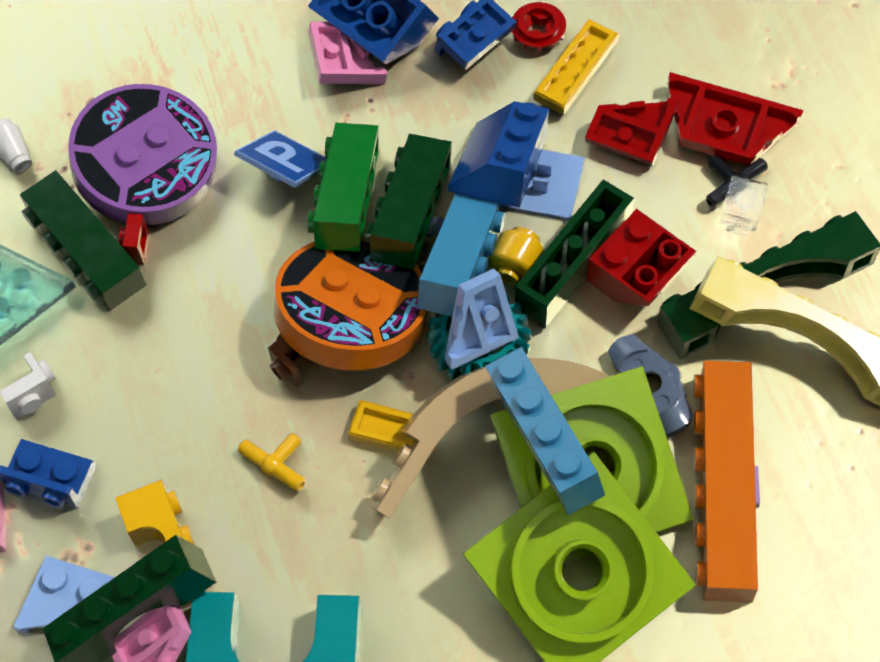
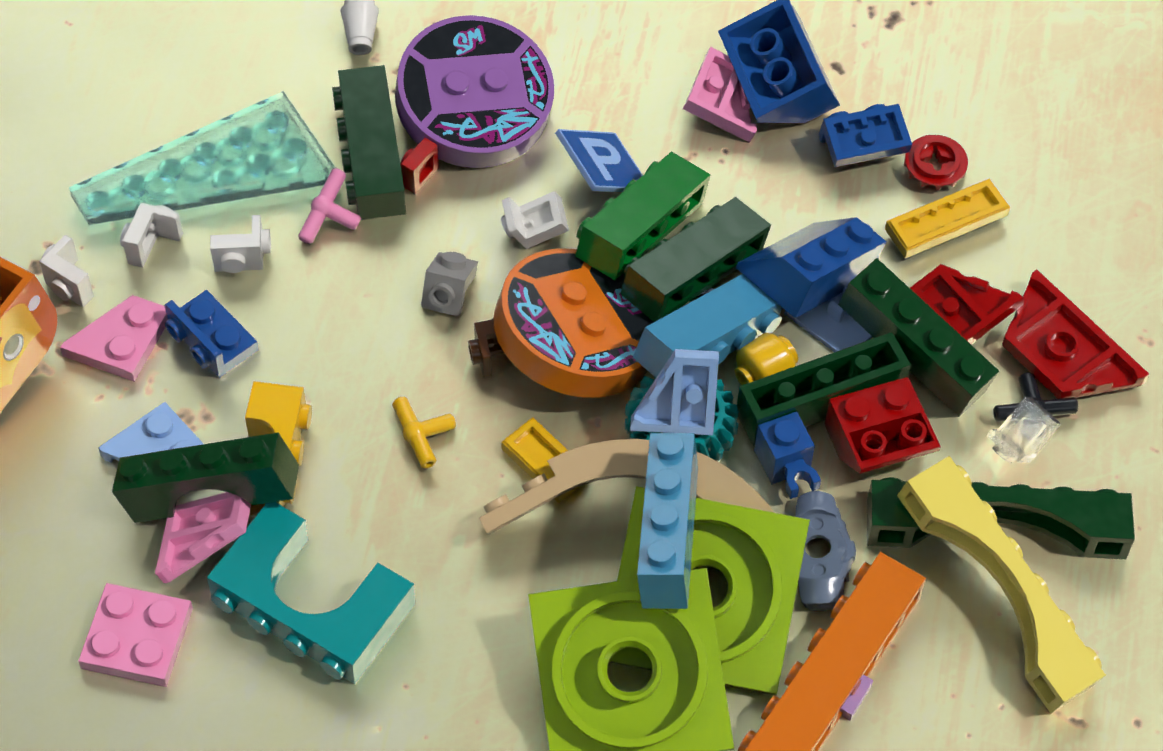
camera: 25 degrees right, 5 degrees down
(77, 315) = (323, 207): none -> bright pink piece
(220, 324) = (447, 282): none -> light grey bracket
(258, 235) = (535, 220): none -> white bracket
(577, 318) = (787, 453): none -> blue brick
(651, 179) = (934, 349): none -> dark green brick

